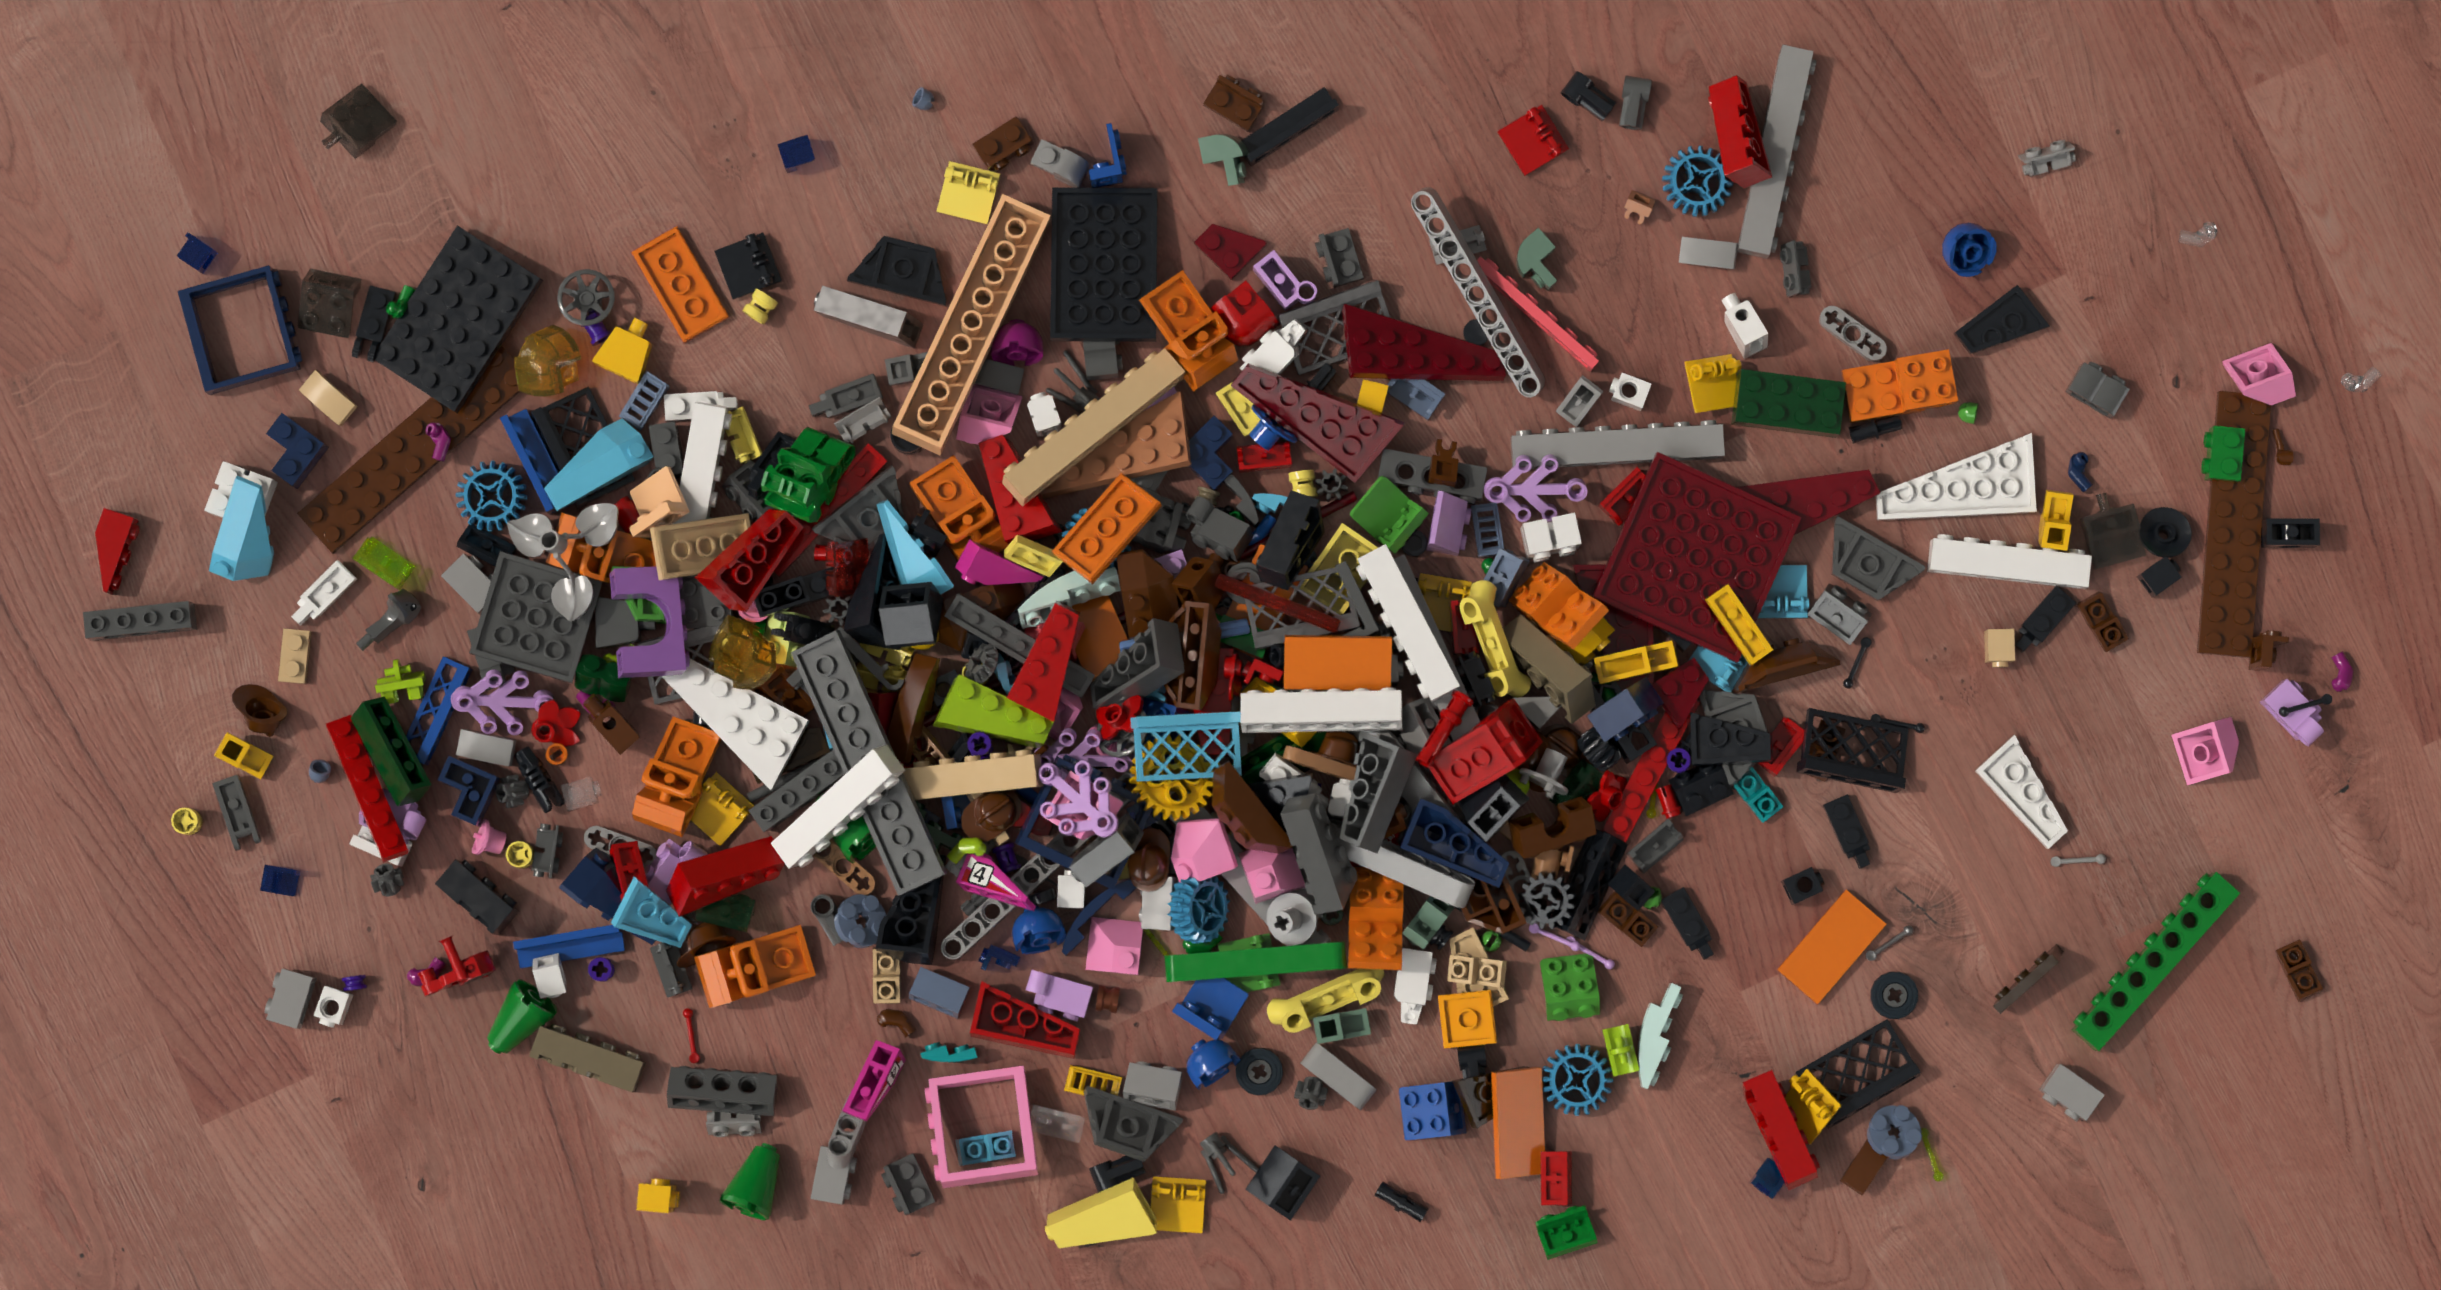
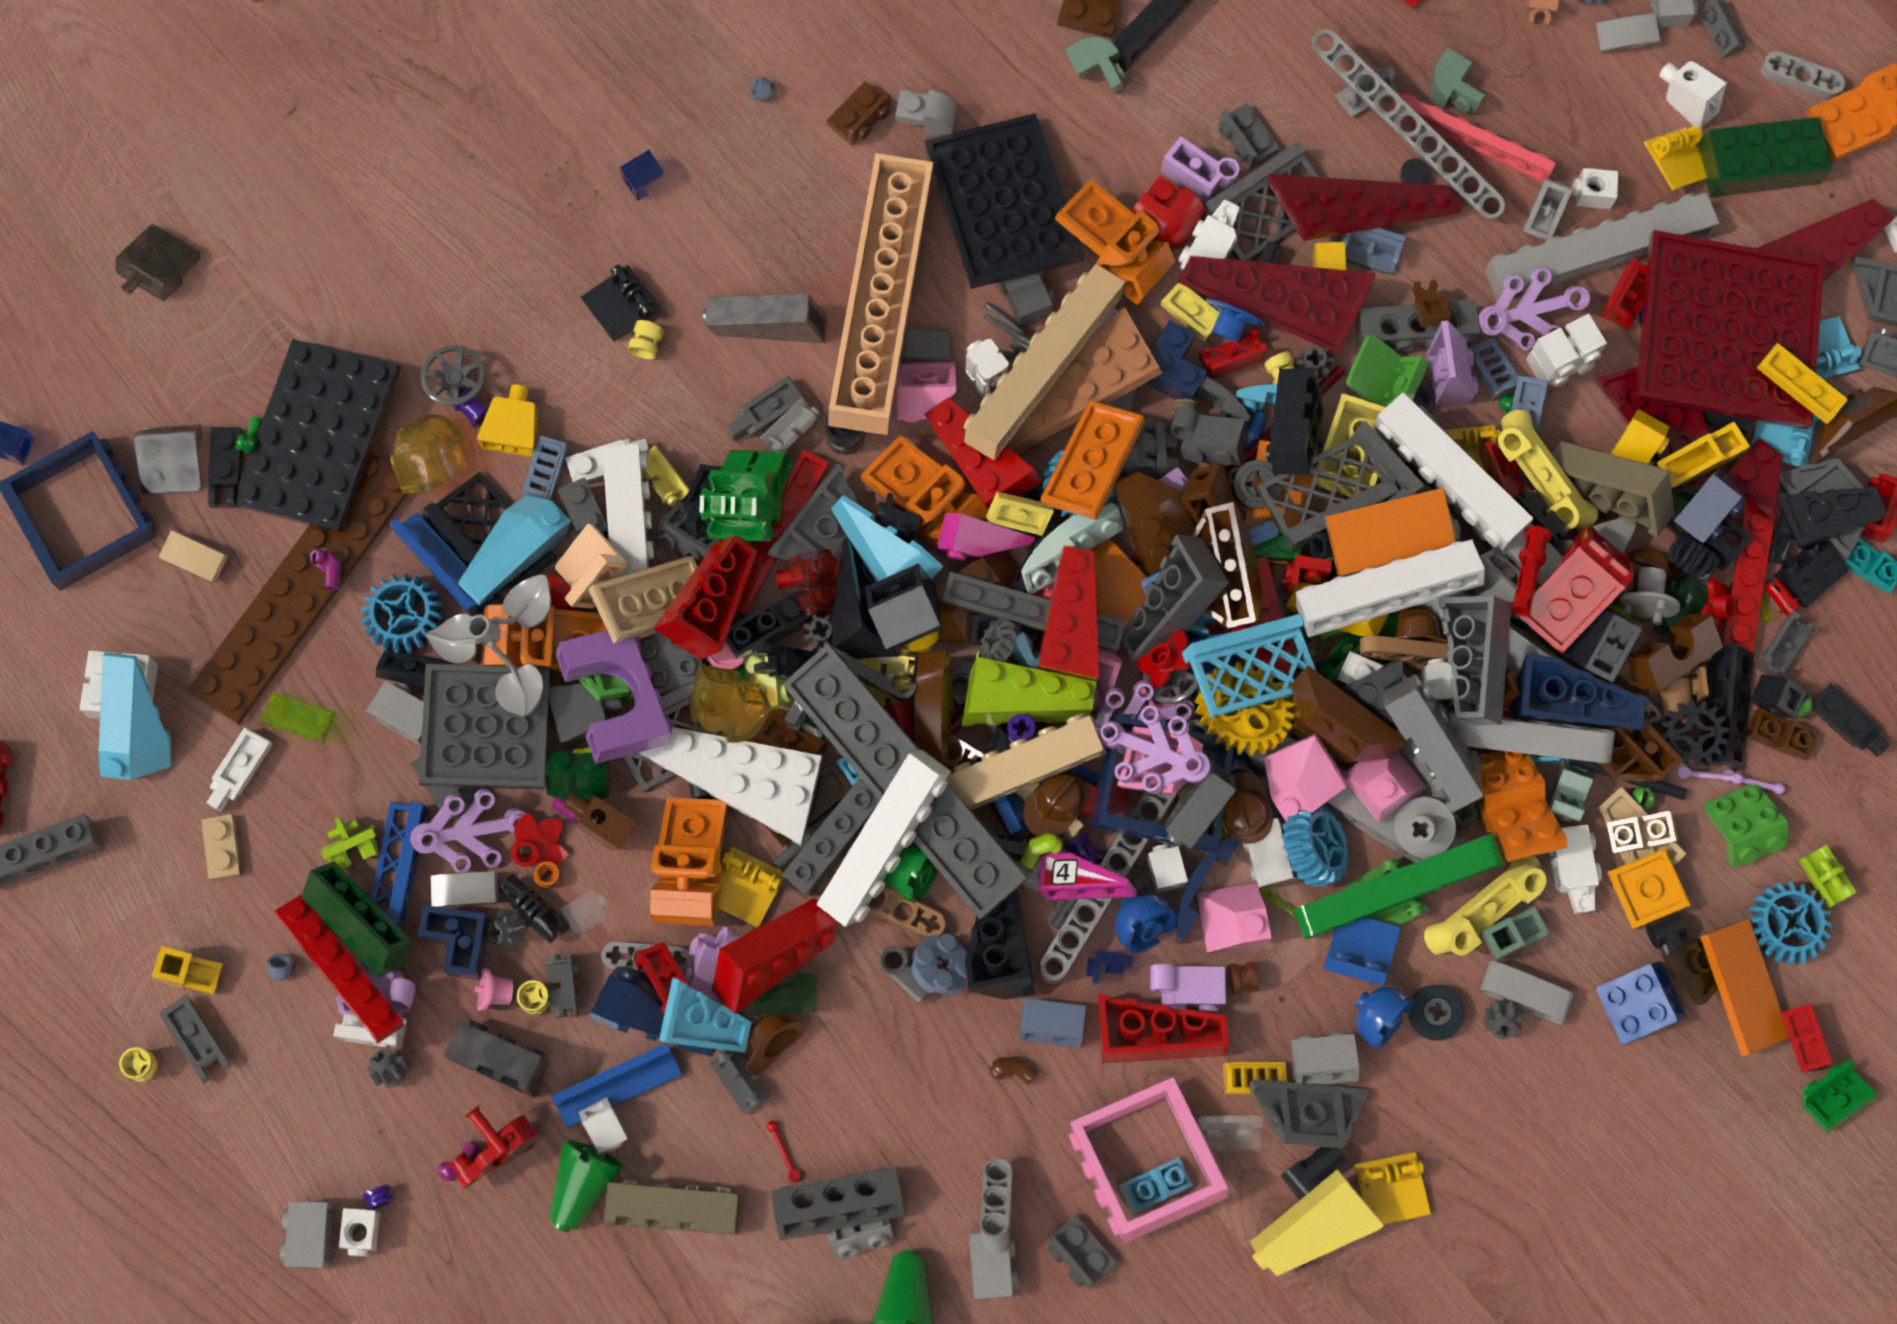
camera: 20 degrees left, 10 degrees down
(260, 708) = (194, 915): reddish brown piece -> none
(280, 880) = (263, 1103): clear blue panel -> none
(302, 450) = (175, 620): dark blue brick -> none
(402, 609) = (330, 763): dark grey animal -> none
(597, 962) = (668, 1108): dark purple bush -> none
(680, 284) = (552, 341): orange tile -> none
(754, 966) = (835, 1049): orange piece -> none
(874, 1080) = (1010, 1139): dark pink slope -> none
(885, 978) = (986, 1022): tan slope -> none
(902, 270) = (788, 265): black wing -> none
(904, 368) = (819, 364): dark grey slope -> none
(940, 1053) = (1075, 1091): teal slope -> none
(968, 192) = (836, 170): light yellow hinge -> none
(1017, 343) = (935, 305): magenta cylinder -> none
(1107, 175) = (982, 104): blue bracket -> none
(1201, 947) = (1317, 893): green arm -> none
(1214, 1147) = (1416, 1110): dark grey plant -> none
(1228, 248) = (1128, 156): dark red wing -> none
(1233, 669) = (1274, 573): red plate -> none
(1277, 603) = (1303, 489): clear red axle -> none
(1282, 1182) = (1506, 1129): black slope -> none
(1401, 1201) = (1641, 1114): black pin -> none
(1441, 937) = (1591, 808): black bush -> none
(1557, 605) = (1602, 416): orange piece -> none
(1651, 1045) = (1851, 840): light aqua slope -> none
(1685, 755) = (1787, 541): dark purple bush -> none
(1875, 428) = (1860, 161): black axle -> none

